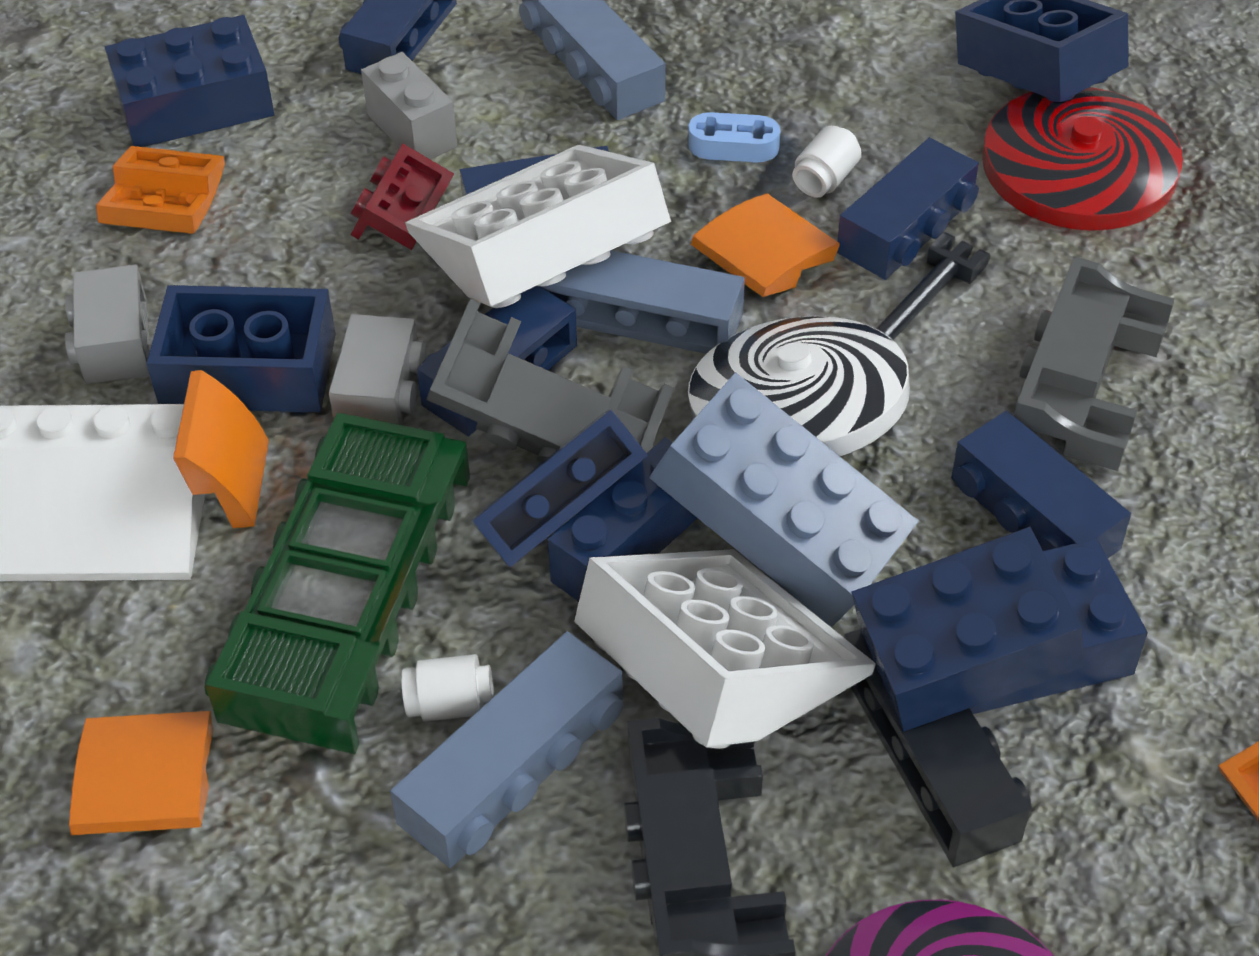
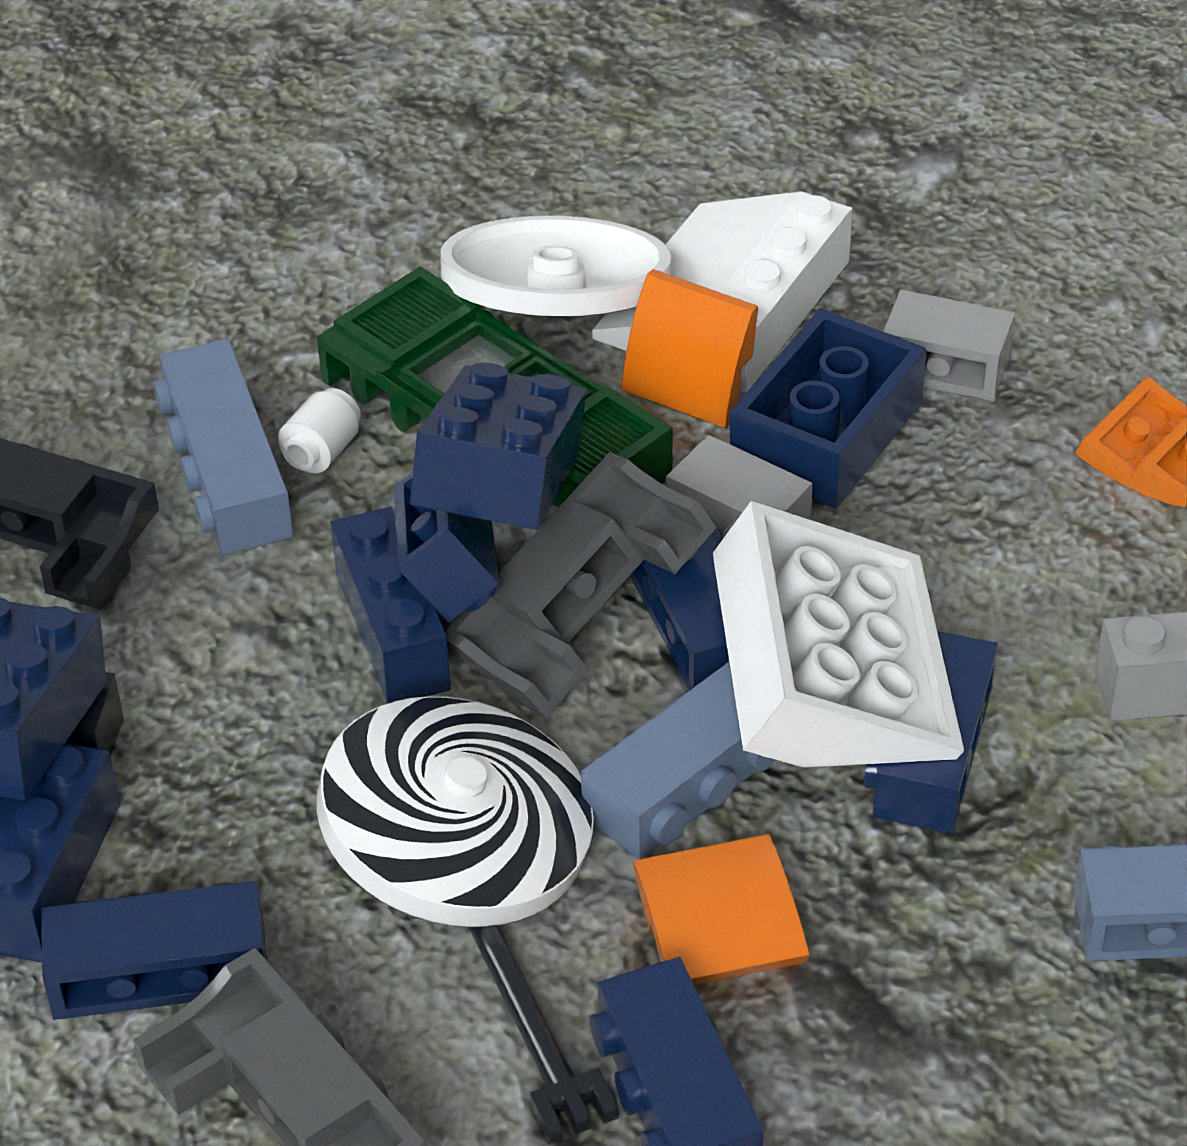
camera: 120 degrees right, 5 degrees down
(140, 600) = (552, 265): none -> white dish
(141, 773) = (388, 242): orange slope -> none
(404, 191) = (1004, 605): dark red bracket -> none
(483, 435) = (498, 445): none -> dark blue brick
(715, 641) = (198, 581): white slope -> none
(733, 137) = (936, 973): light blue beam -> none
(783, 499) = (288, 684): brick -> none
(826, 161) = (826, 1040): white brick -> none

